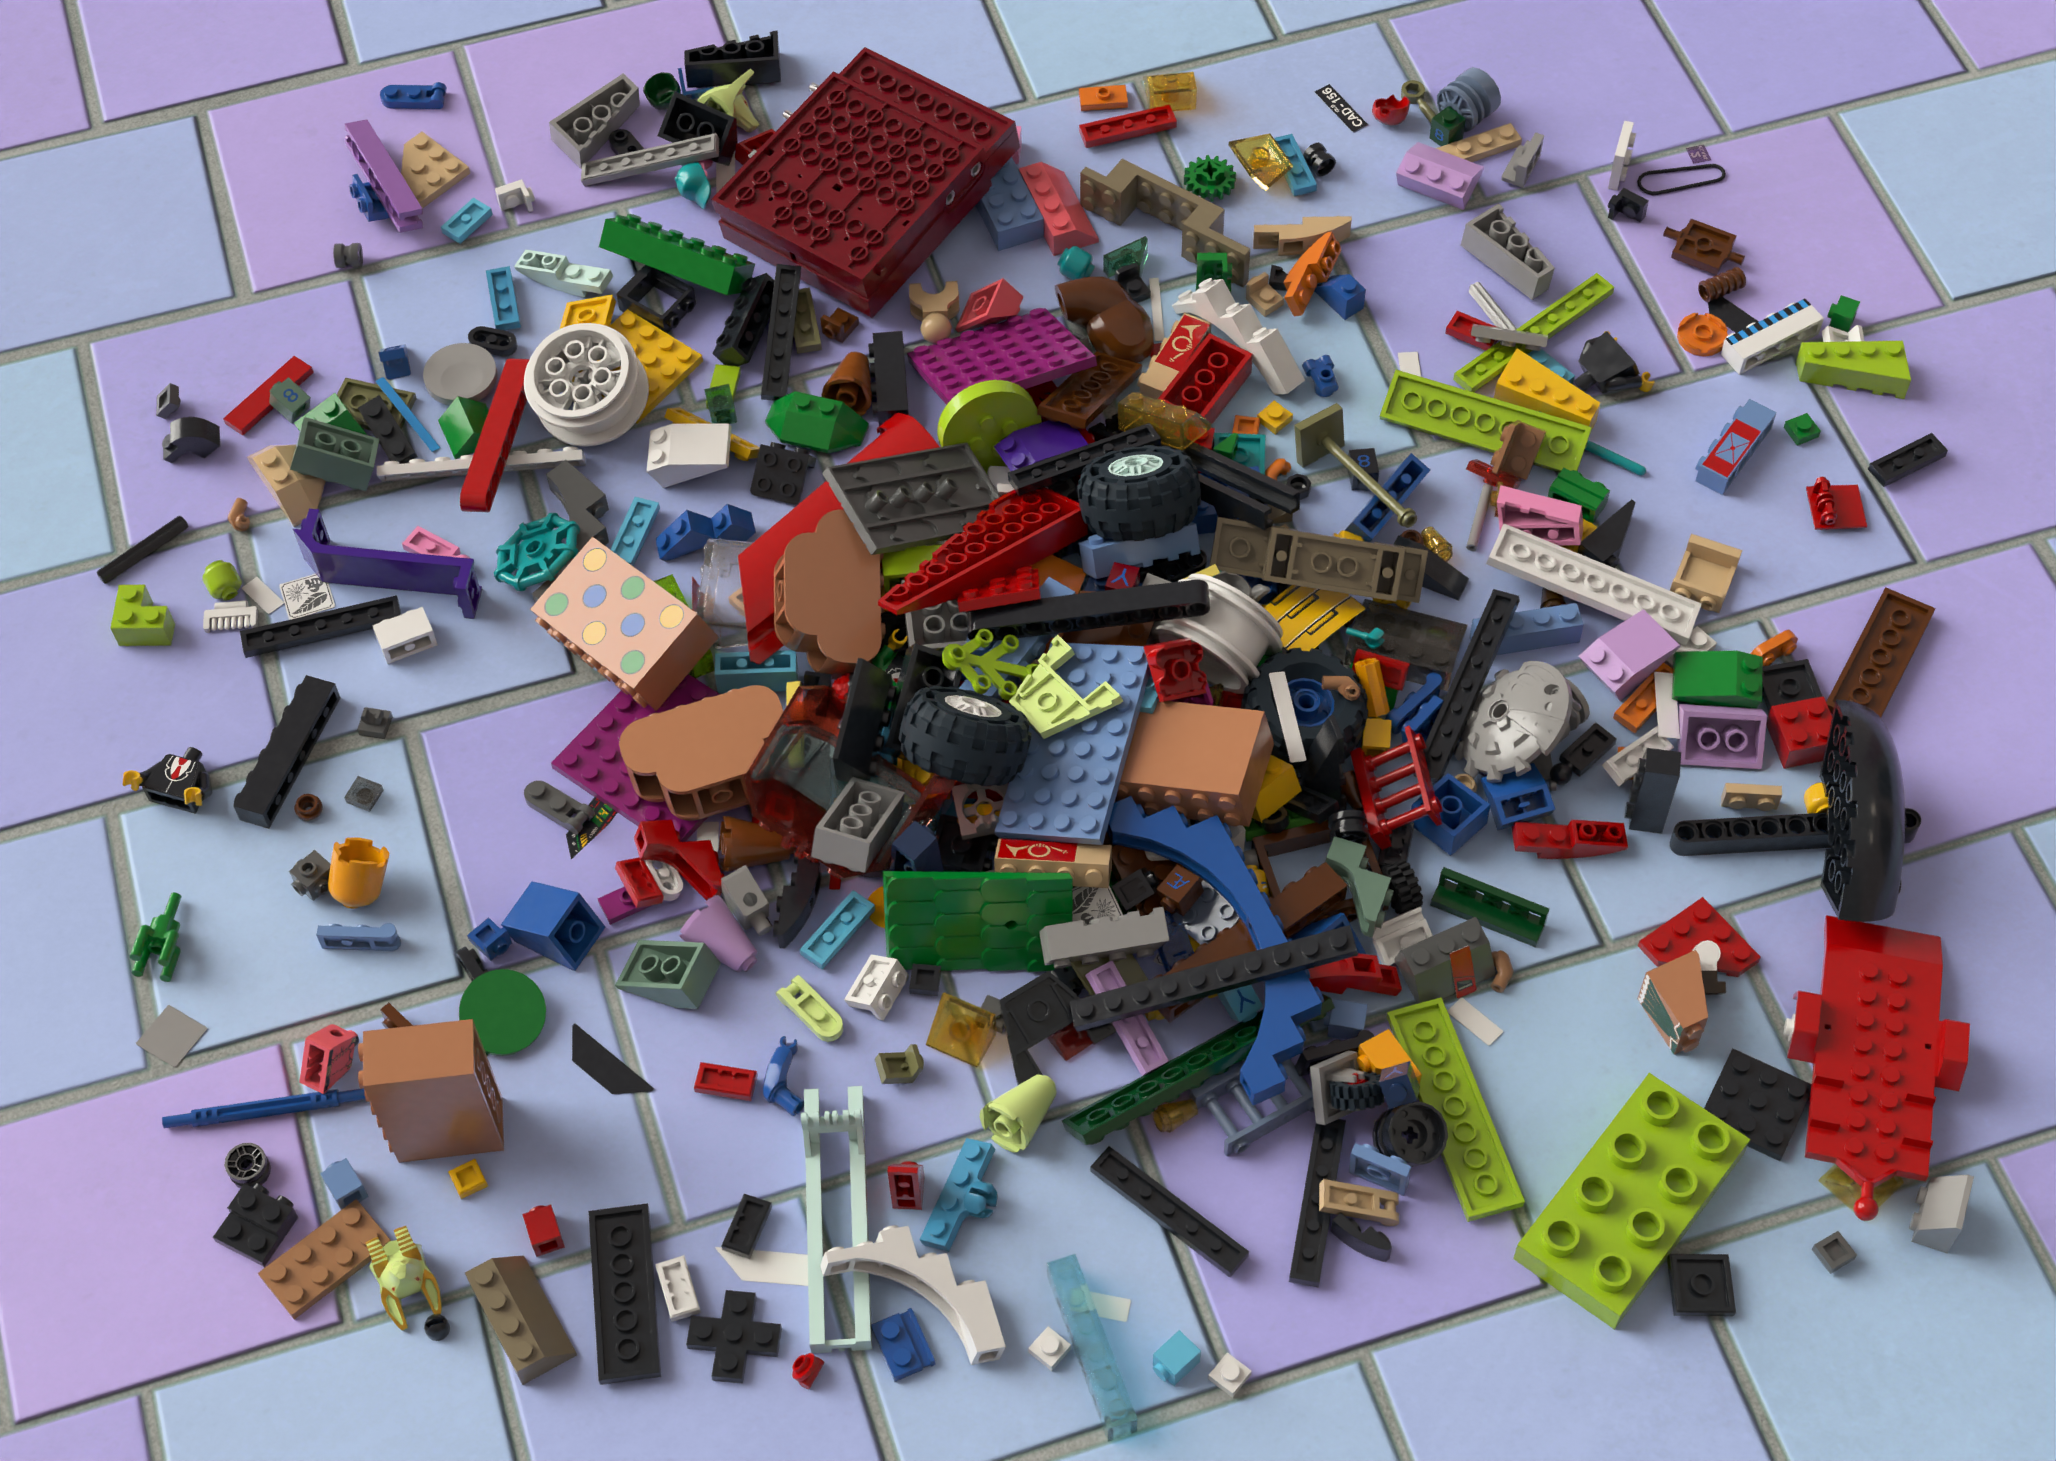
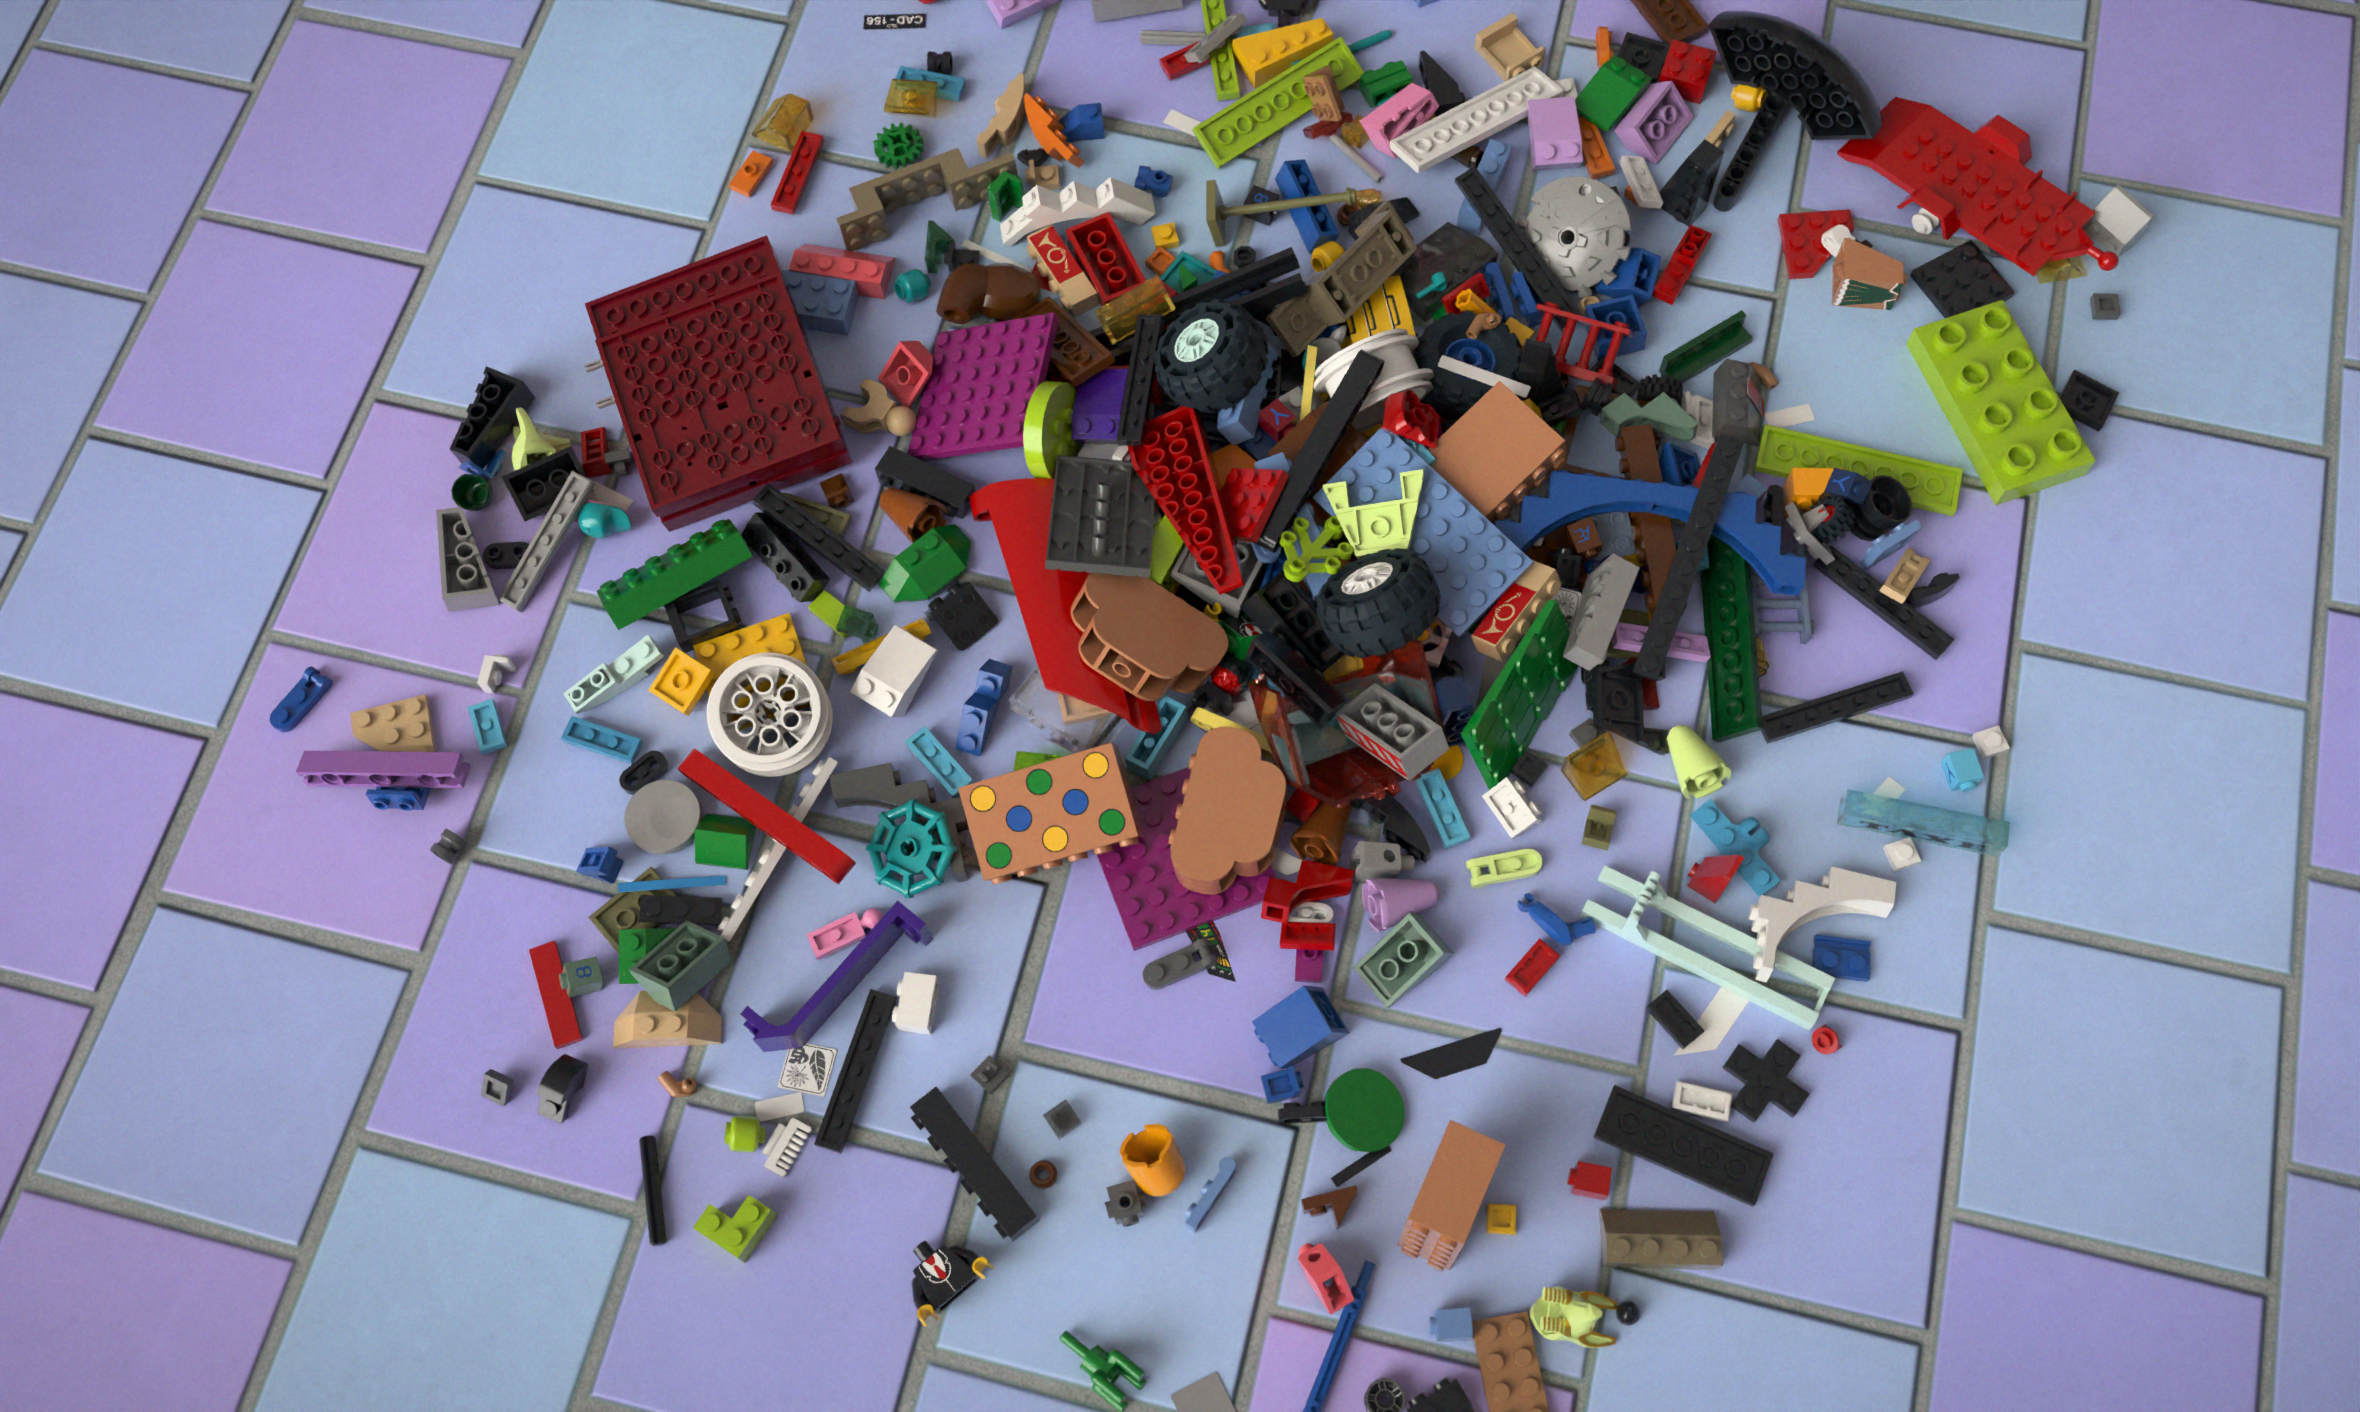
camera: 55 degrees left, 10 degrees up
(1666, 707) = (1610, 139): white sticker -> none

